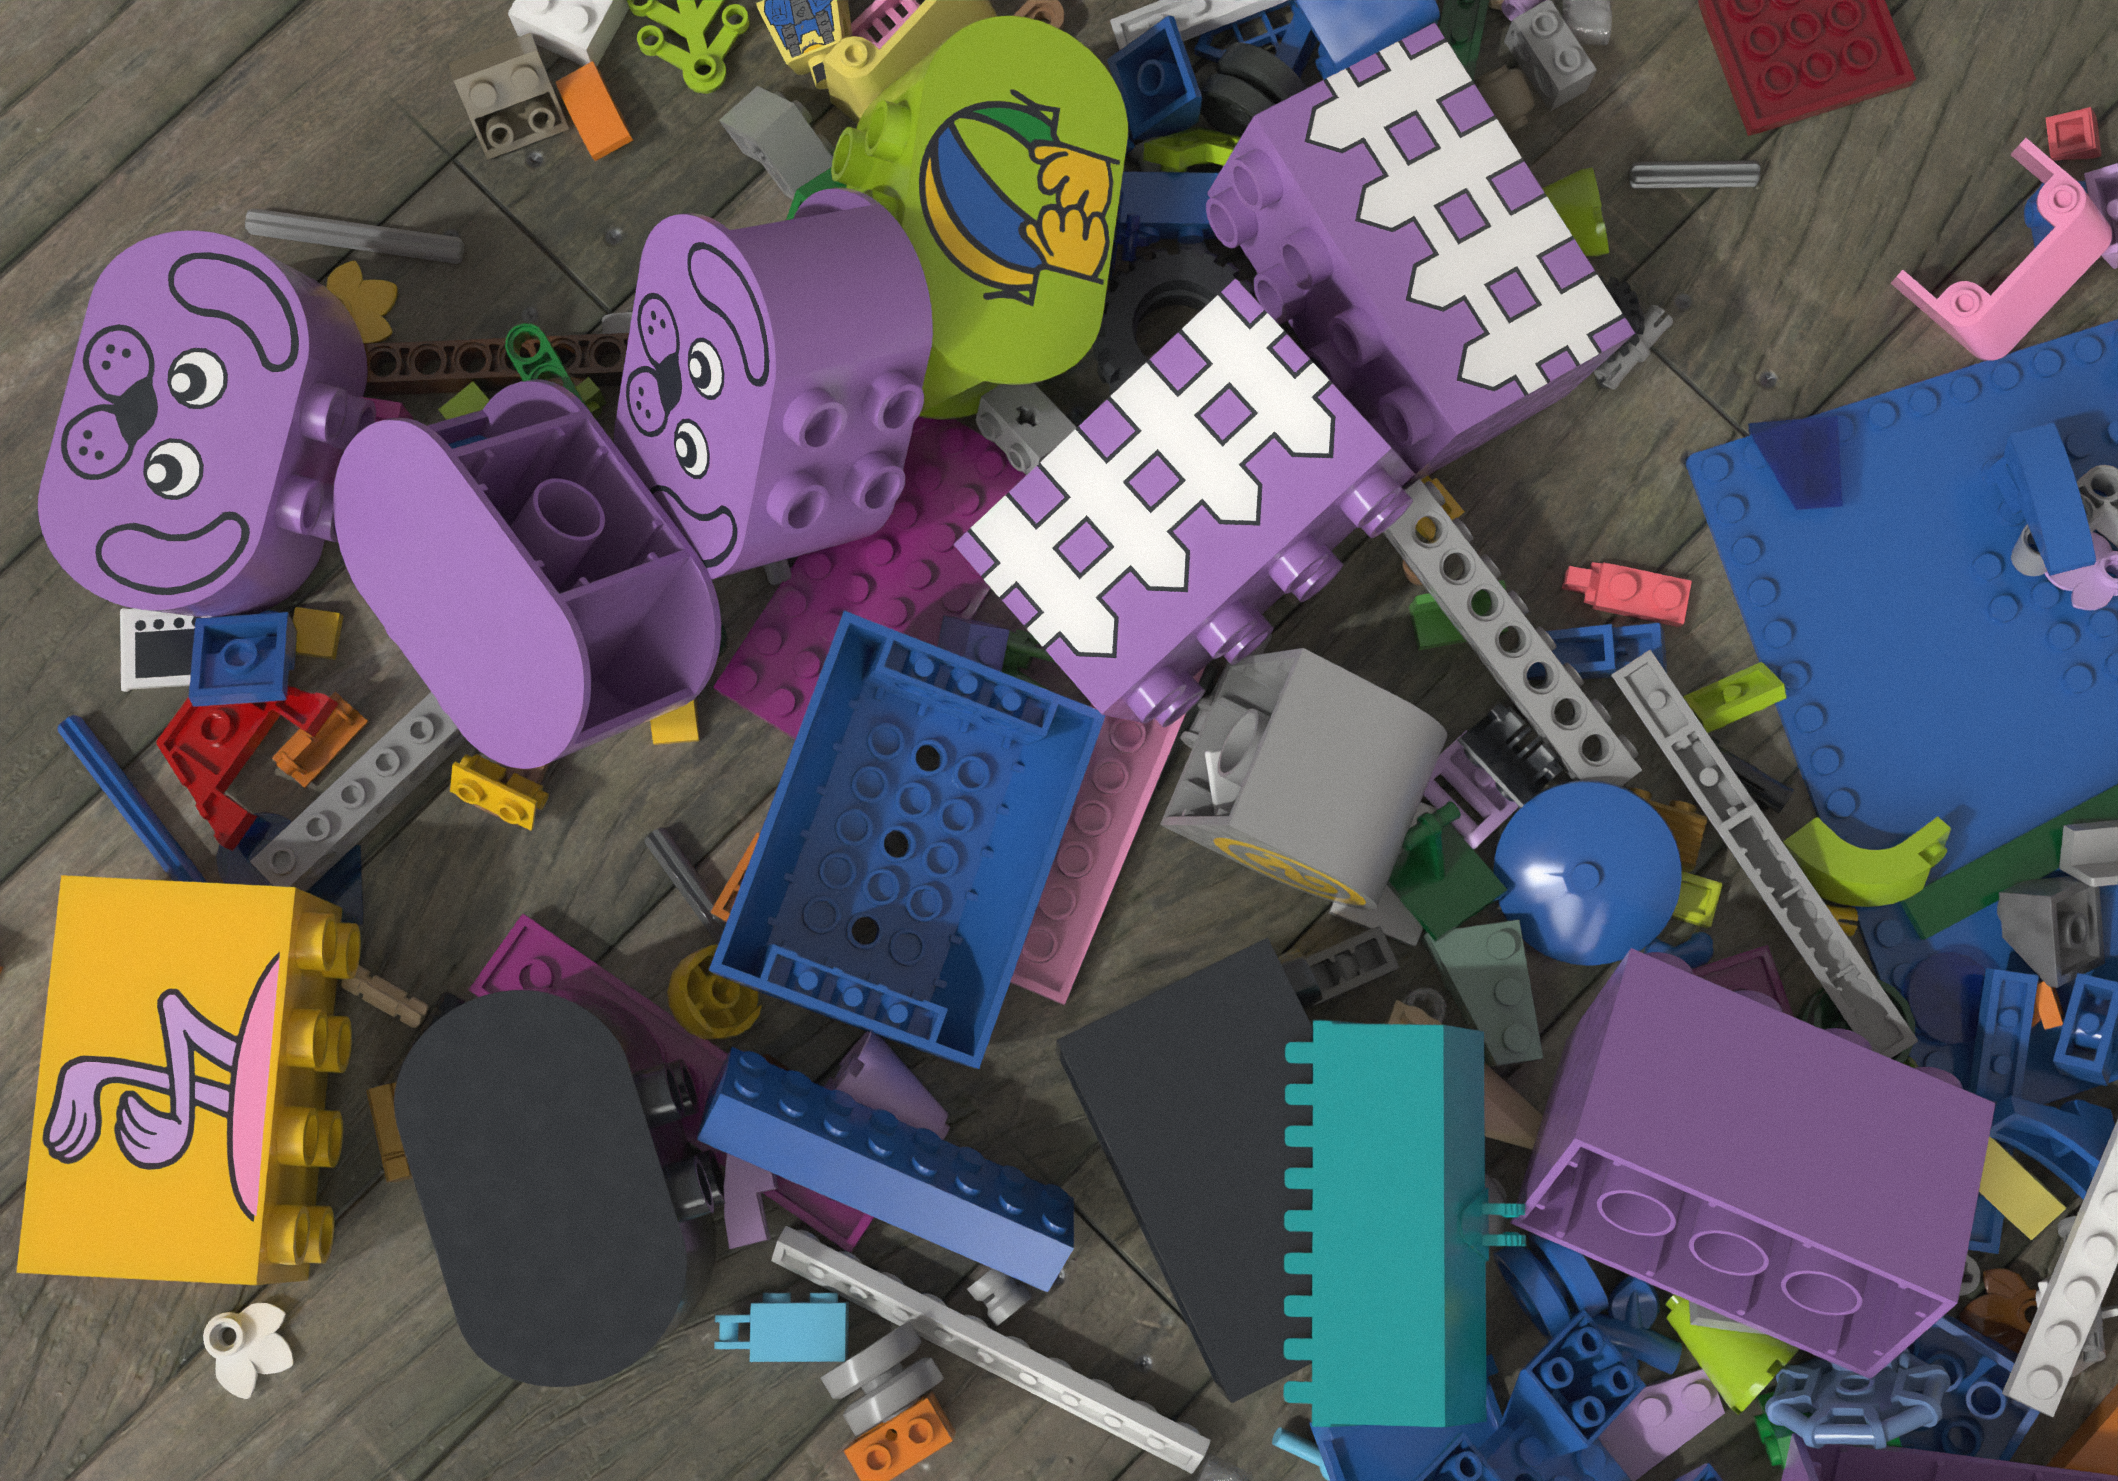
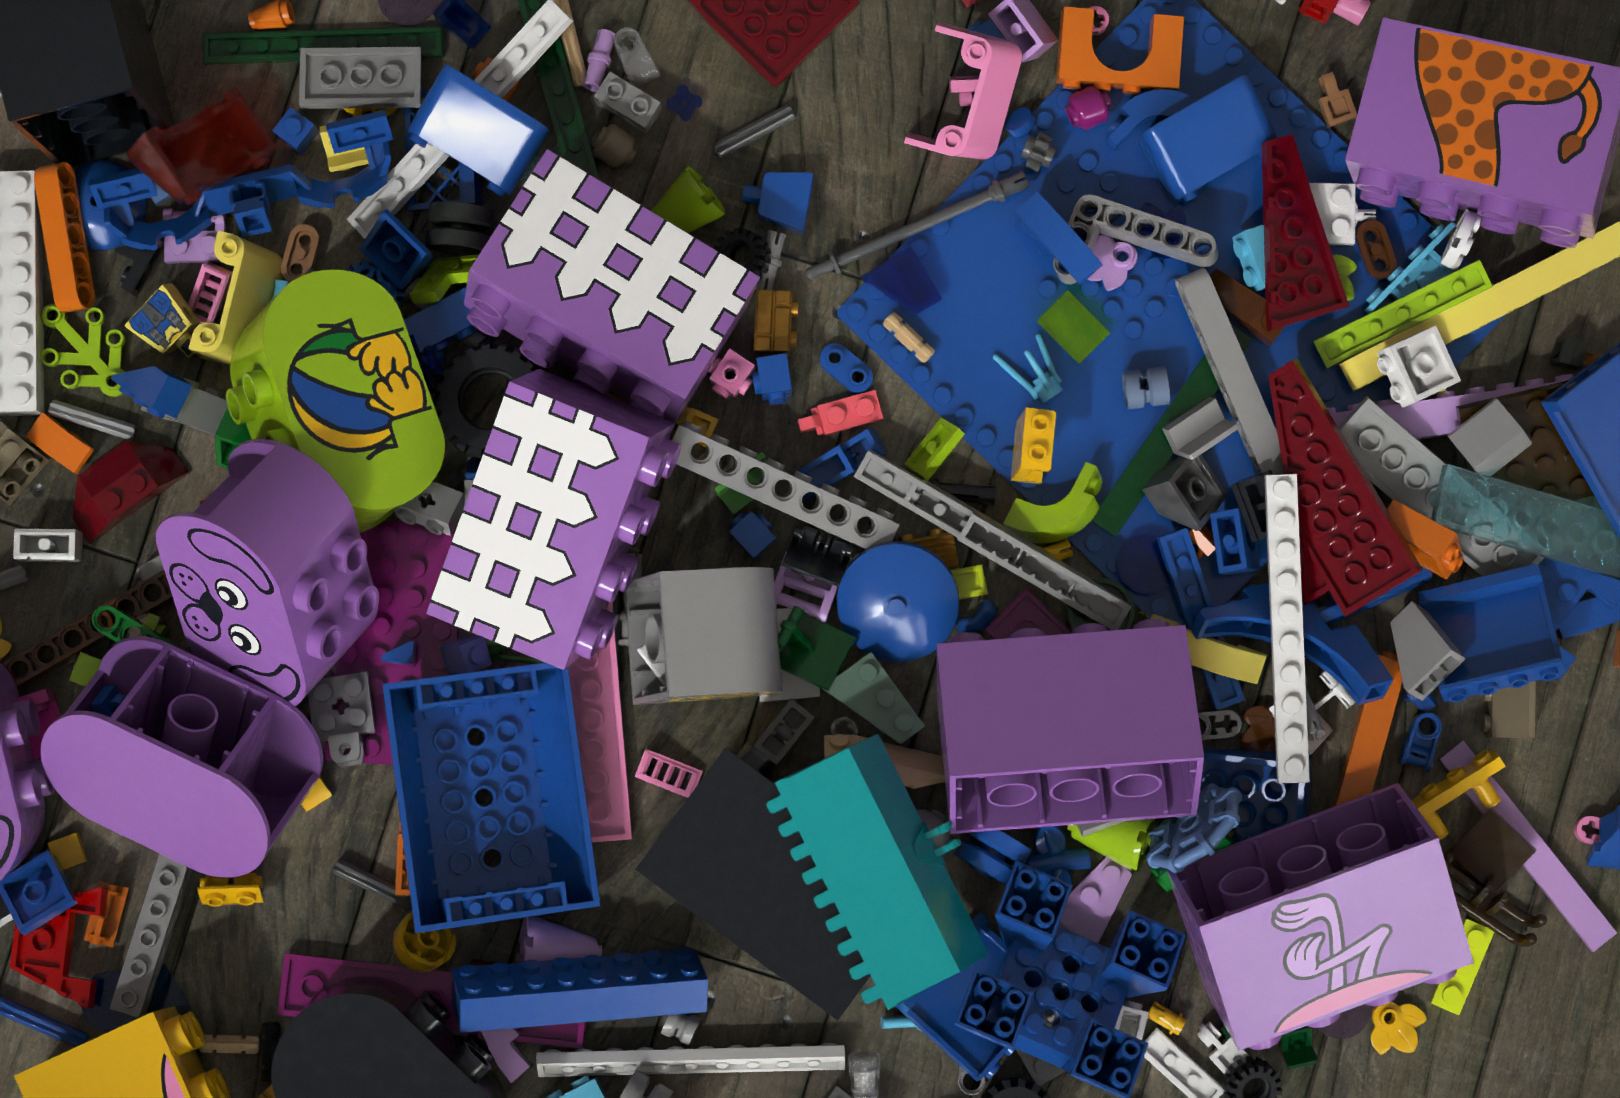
camera: 25 degrees left, 5 degrees up
(507, 227) = (48, 545): none -> white brick
(630, 195) = (122, 485): none -> dark red wedge
(651, 105) = (92, 420): none -> light grey axle
(751, 92) = (155, 389): none -> blue slope
(762, 659) = (346, 729): none -> light grey plate
(888, 599) = (402, 655): none -> blue slope
(1135, 911) = (645, 762): none -> bright pink slope
(1434, 682) = (752, 533): none -> blue brick
(1511, 463) = (734, 364): none -> bright pink brick
(1566, 494) = (773, 379): none -> blue brick
(1600, 425) = (773, 322): none -> pearl gold brick
(1615, 104) = (685, 112): none -> clear blue plate
(1661, 534) = (845, 368): none -> blue plate
(1690, 275) = (782, 199): none -> blue torso
(1771, 535) = (908, 337): none -> tan axle
(1880, 755) = (1033, 445): none -> yellow panel
(1930, 689) = (1046, 384): none -> medium azure plant
(1982, 406) = (996, 191): none -> dark grey bar
(2000, 633) = (1073, 327): none -> clear neon green plate
(2003, 254) = (965, 86): none -> bright pink tile
(2055, 335) = (1020, 122): none -> blue tile
(2066, 382) = (1038, 151): none -> dark grey gear
(2071, 763) = (1156, 392): none -> sand blue wheel

